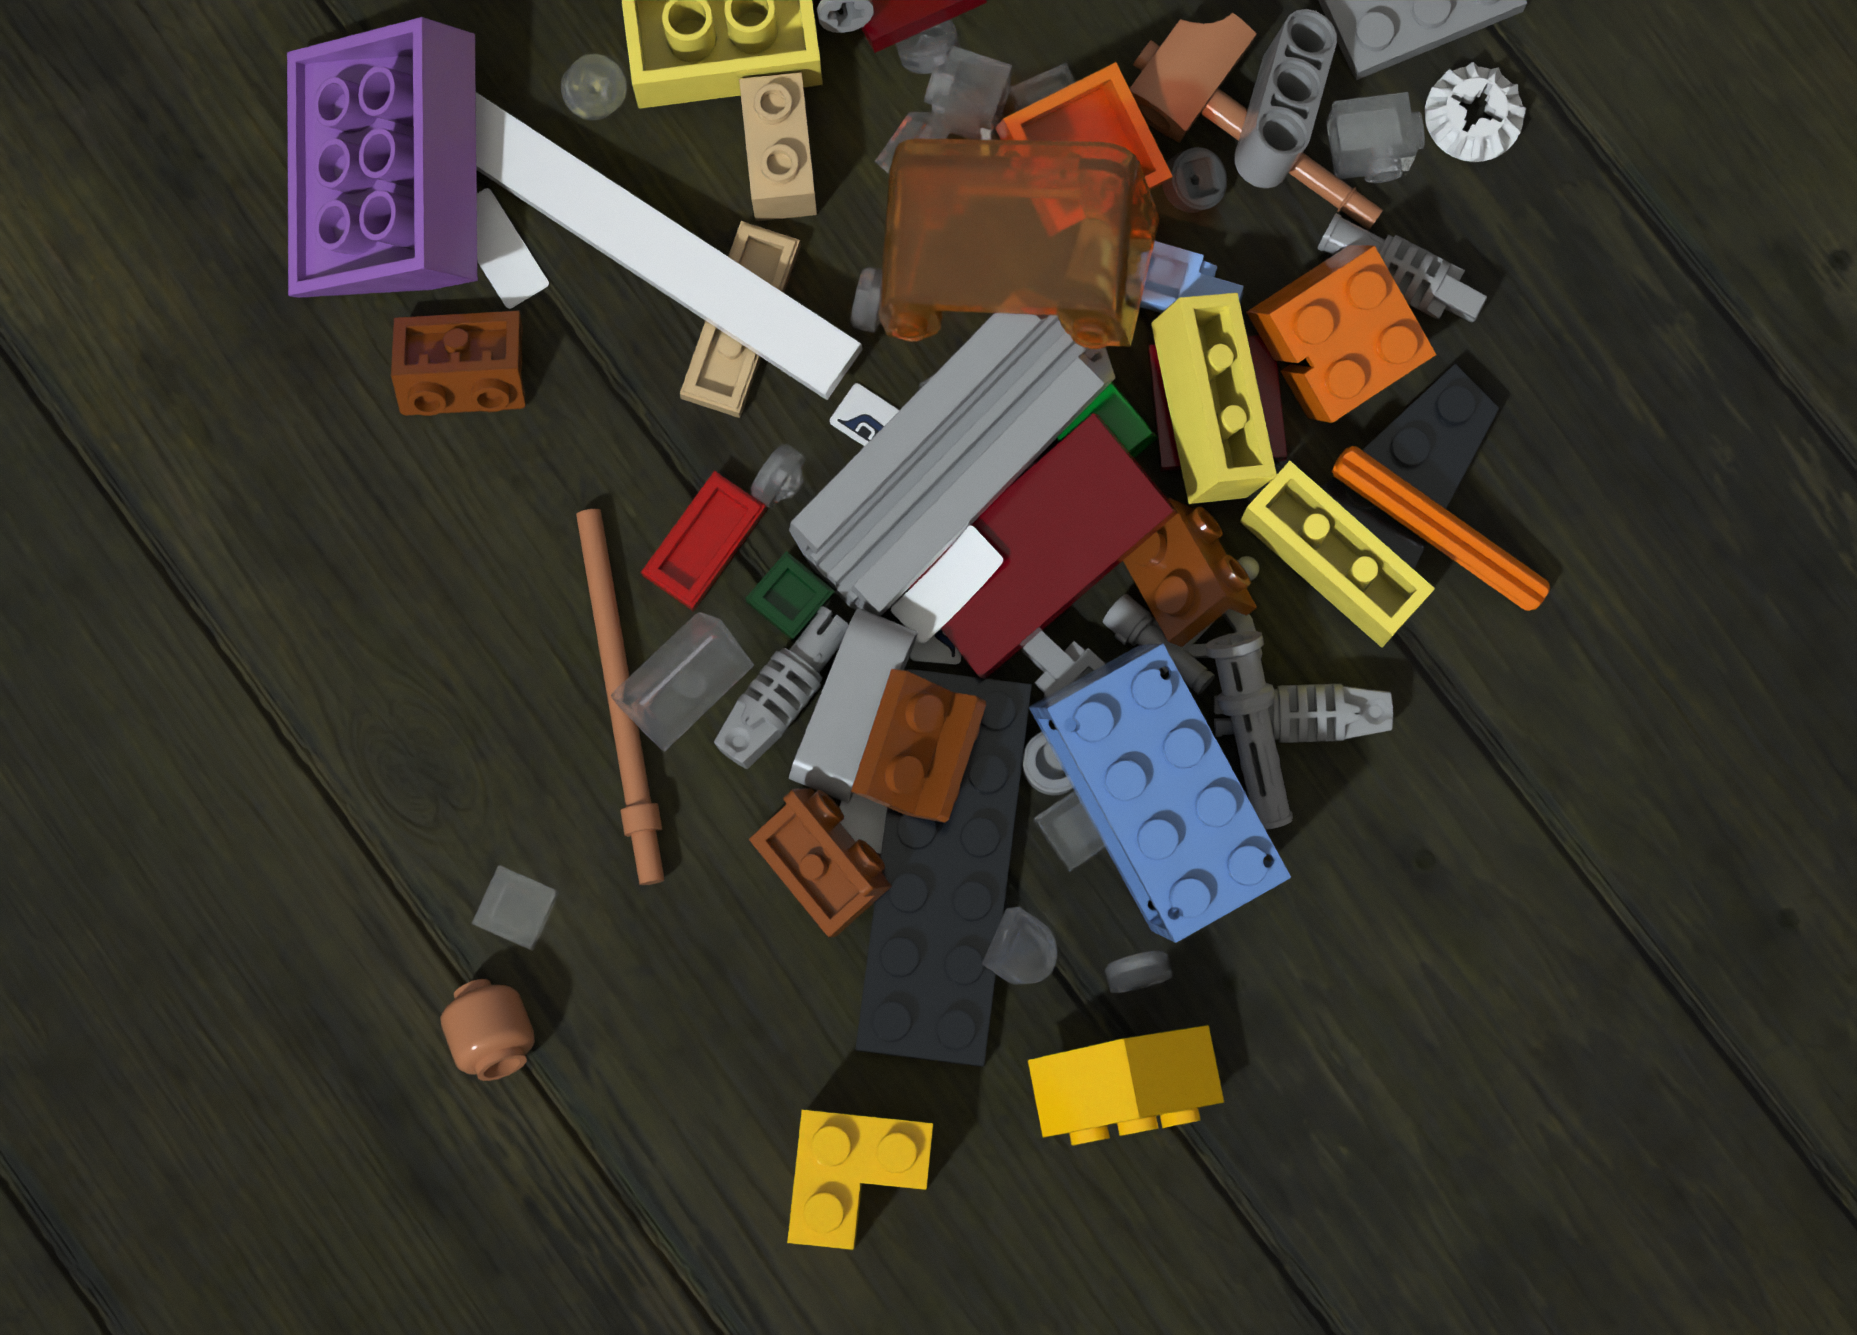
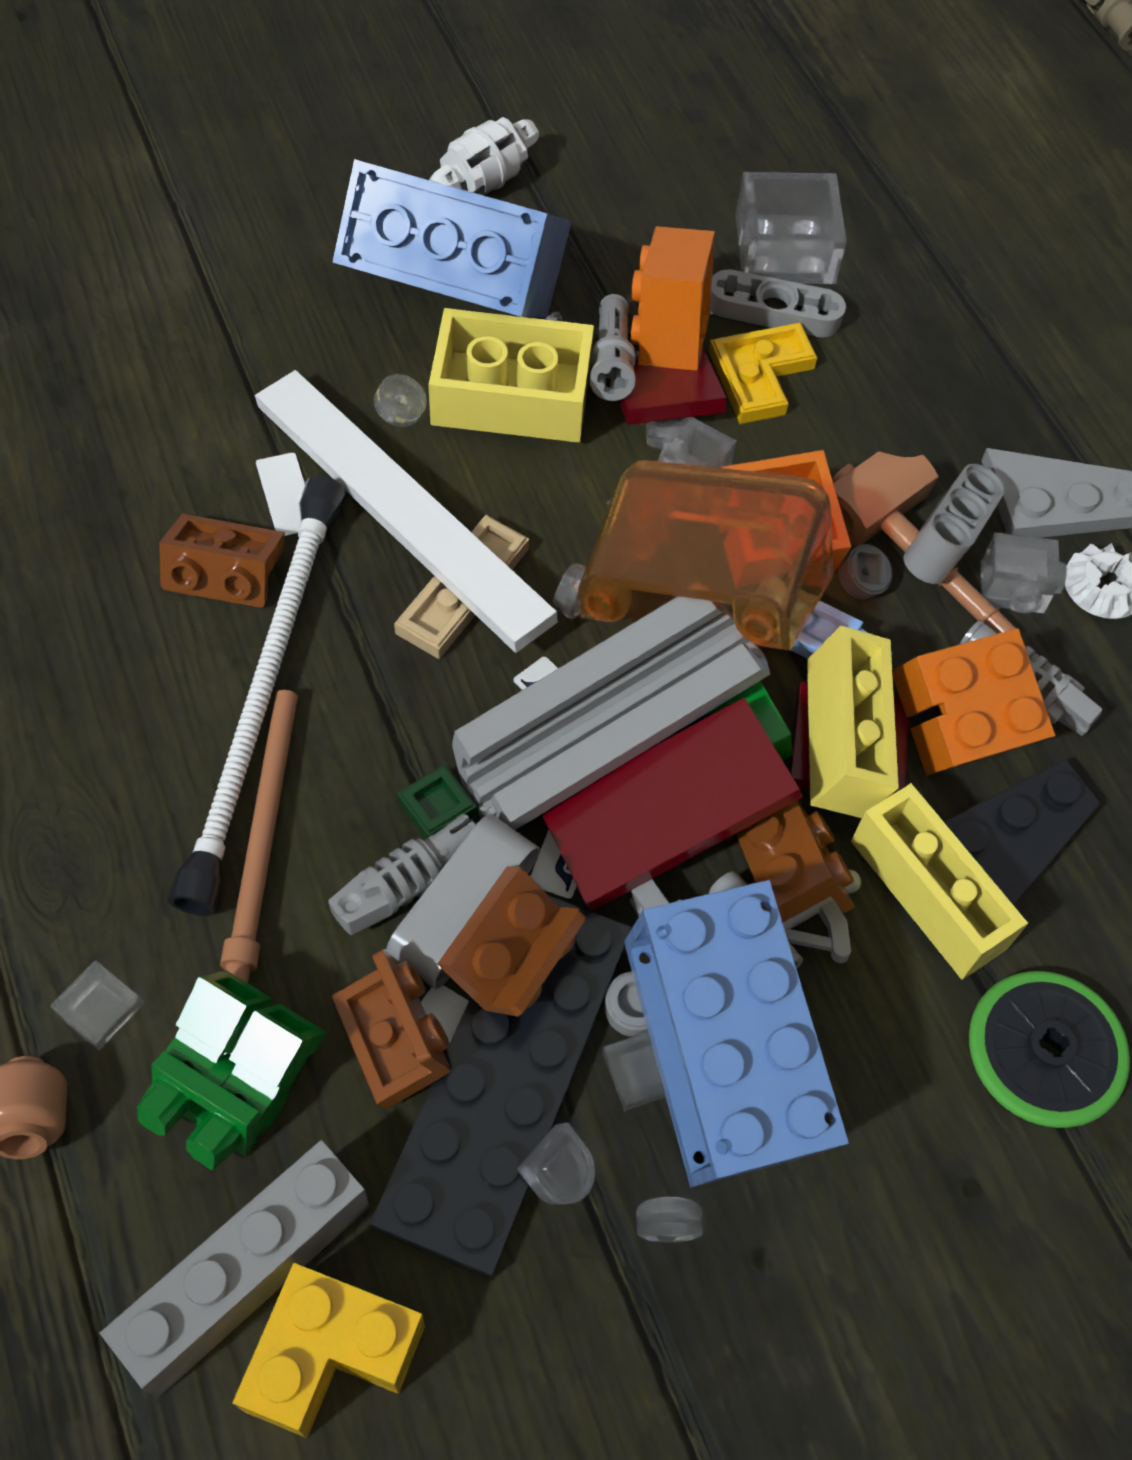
camera: 10 degrees right, 20 degrees down
(382, 161) = (217, 403): medium lavender slope -> none
(571, 751) = (201, 877): none -> white hose
(669, 934) = (227, 1067): none -> green hips
(683, 679) = (319, 845): clear slope -> none
(704, 541) = (376, 742): red tile -> none
(748, 1122) = (235, 1270): none -> light grey brick
(778, 146) = (531, 467): tan brick -> none
(779, 476) = (456, 701): clear tile -> none
(948, 585) = (579, 817): white sticker -> none
(1126, 1085) = (631, 1326): yellow brick -> none
(1247, 699) = (839, 980): light grey pin -> none
(1322, 713) = (888, 1018): light grey hinge -> none
(1440, 528) = (1037, 886): orange axle -> none
(1461, 735) = (1027, 1079): none -> black wheel

